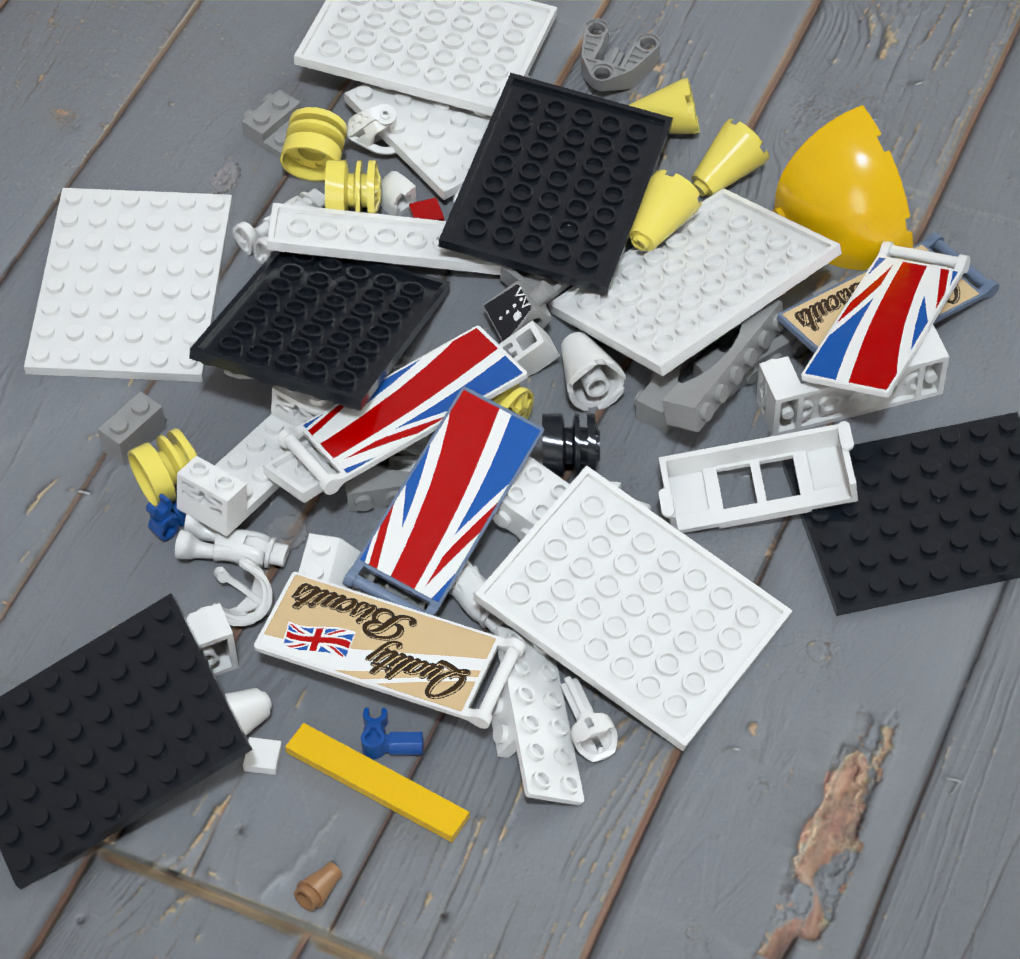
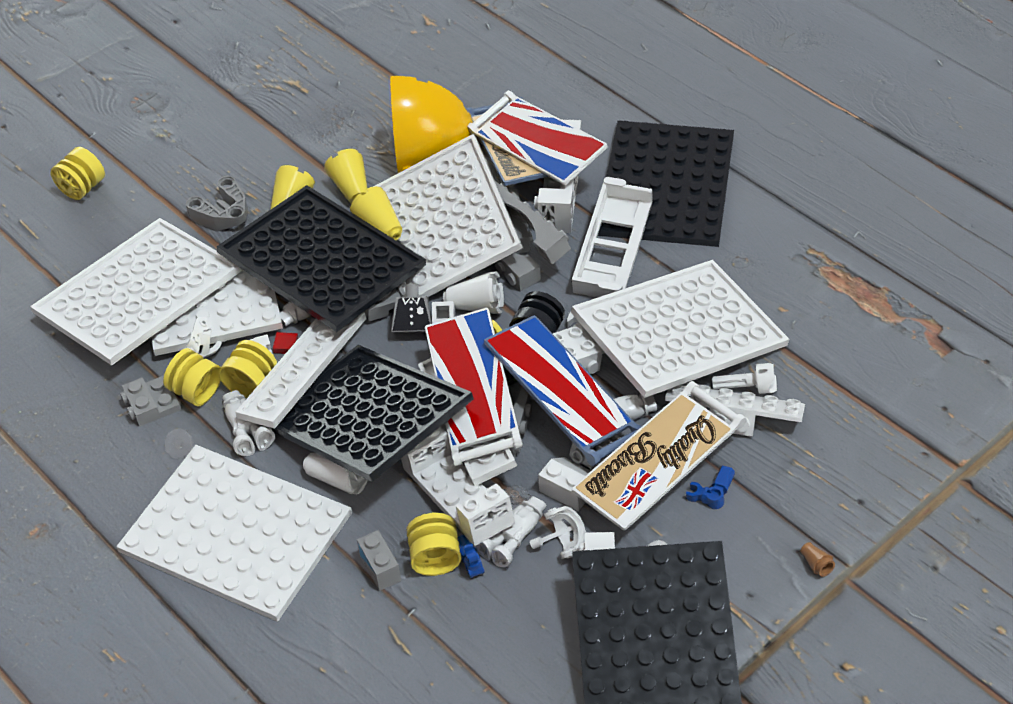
camera: 65 degrees left, 5 degrees down
(377, 782) = (745, 505): yellow tile -> none

